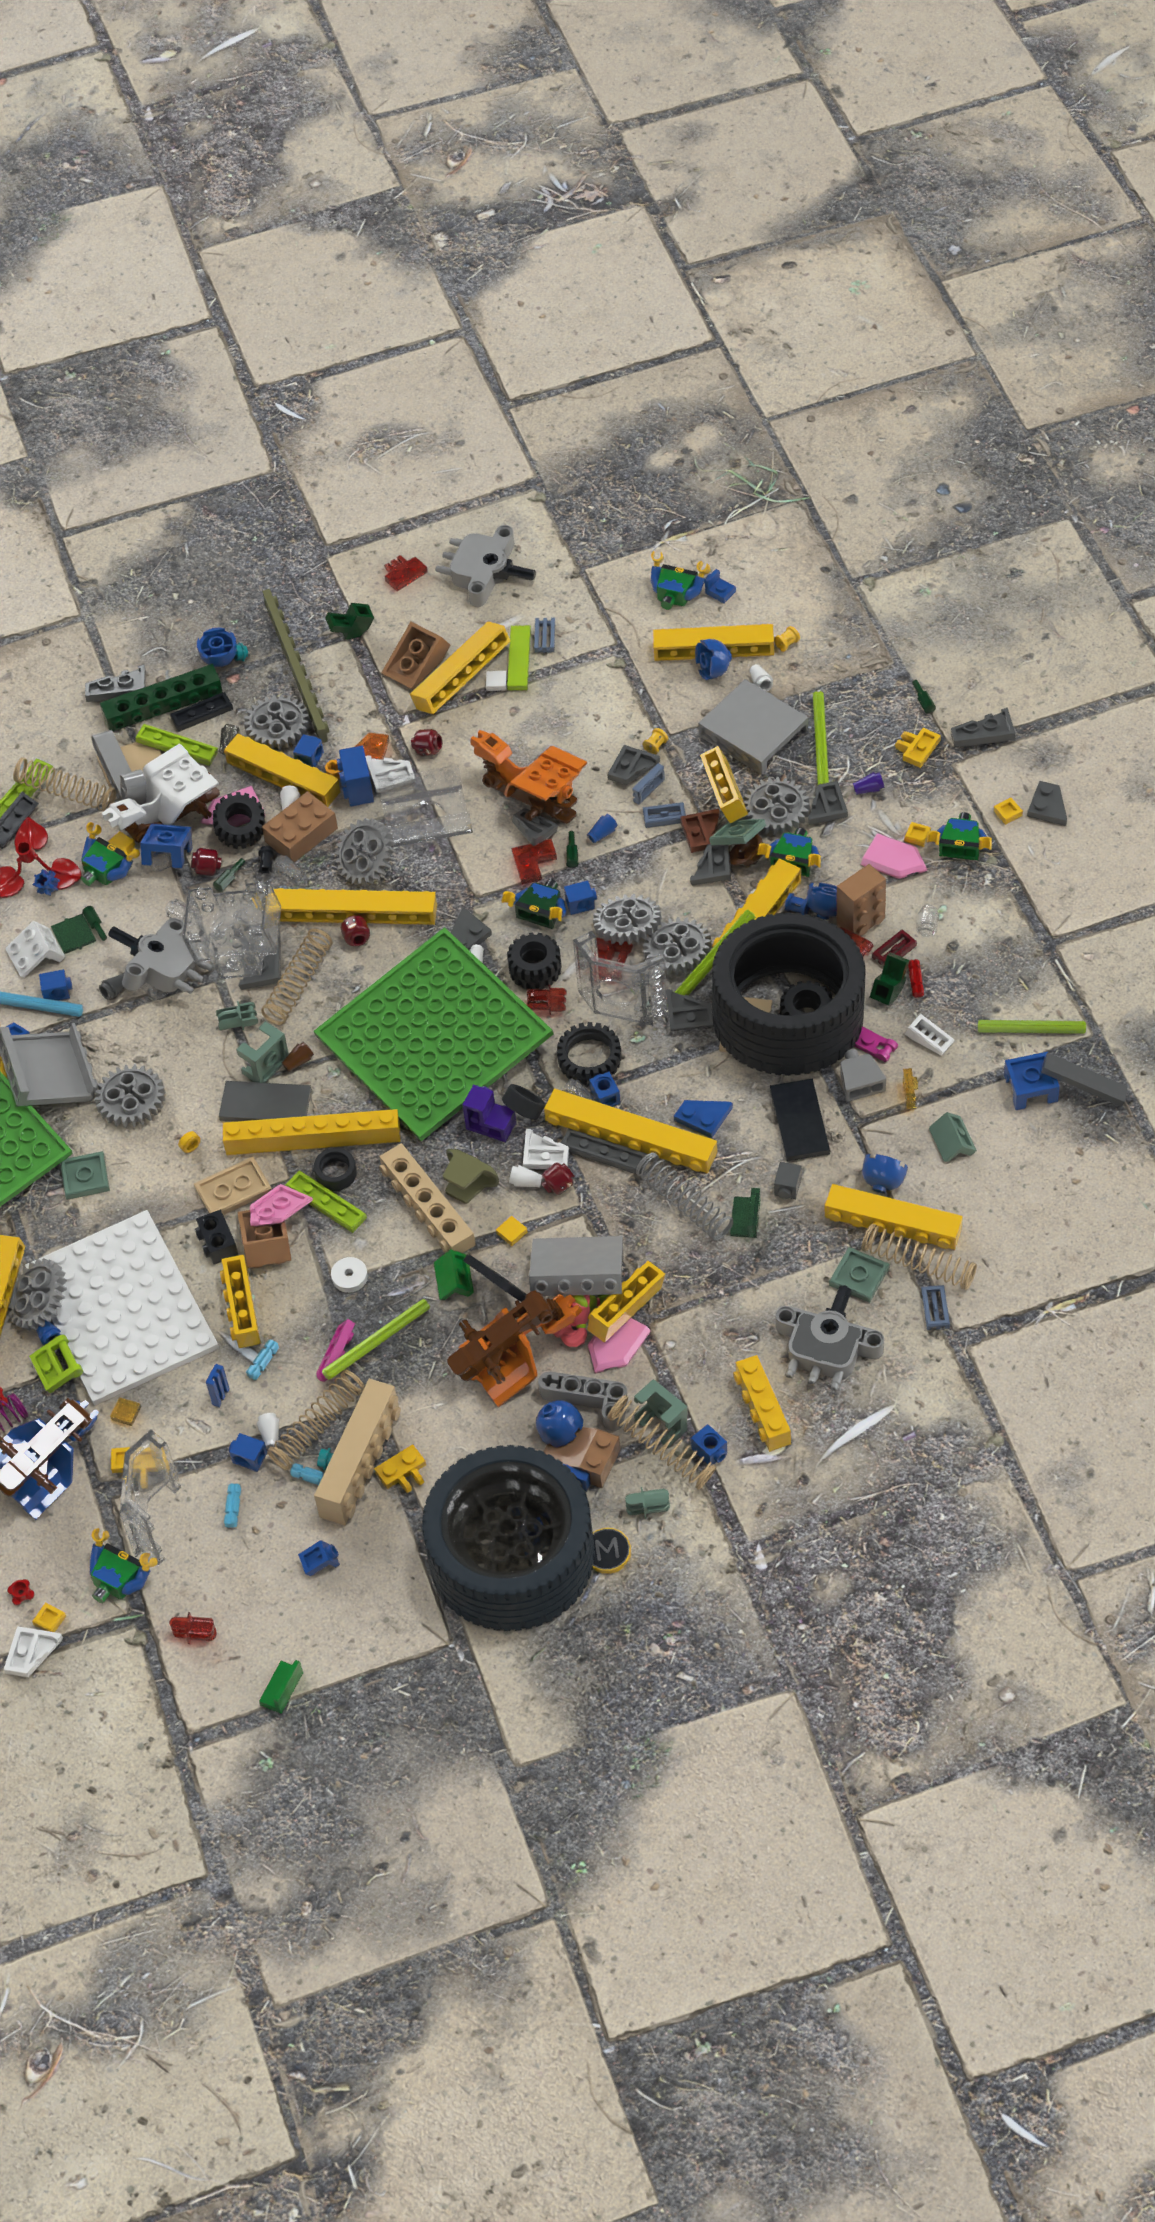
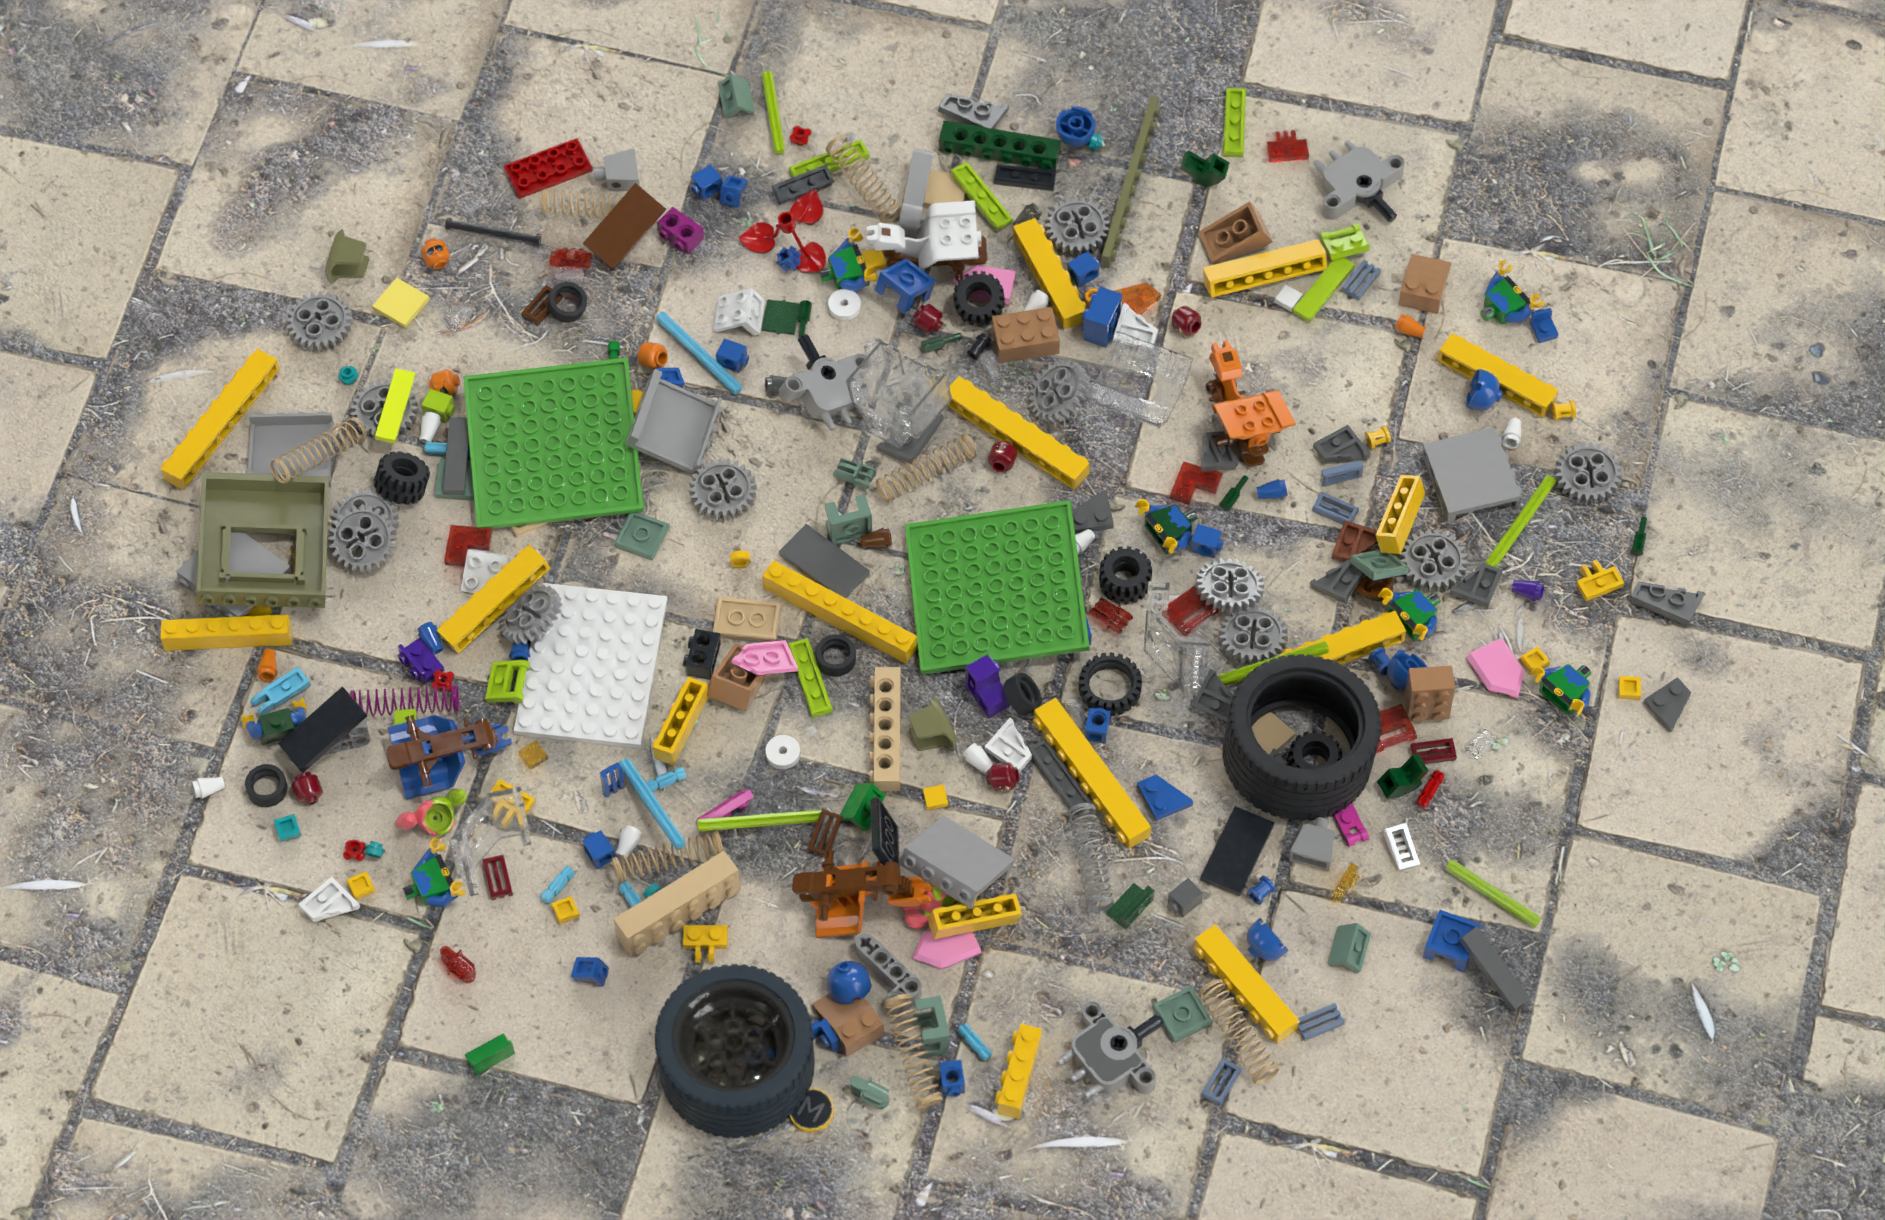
camera: 30 degrees right, 5 degrees up
(40, 1579) = (374, 849): none -> teal plate
(74, 1505) = (437, 806): none -> lime hair
(123, 900) = (841, 312): none -> white piece
(184, 1544) = (500, 893): none -> dark red tile
(255, 1522) = (565, 910): none -> yellow tile
(274, 1385) = (652, 804): none -> medium azure axle
(345, 576) = (1234, 122): none -> lime tile
(444, 1334) = (819, 850): none -> reddish brown tile
(513, 615) = (1344, 246): none -> lime plate
(599, 609) = (1424, 283): none -> medium nougat slope
(612, 646) = (1409, 326): none -> orange cone
(705, 1405) = (974, 1042): none -> medium azure axle
(845, 672) = (1607, 470): none -> light grey gear
(845, 1136) = (1261, 890): none -> blue bush
(983, 1196) = (1316, 1014): none -> sand blue tile

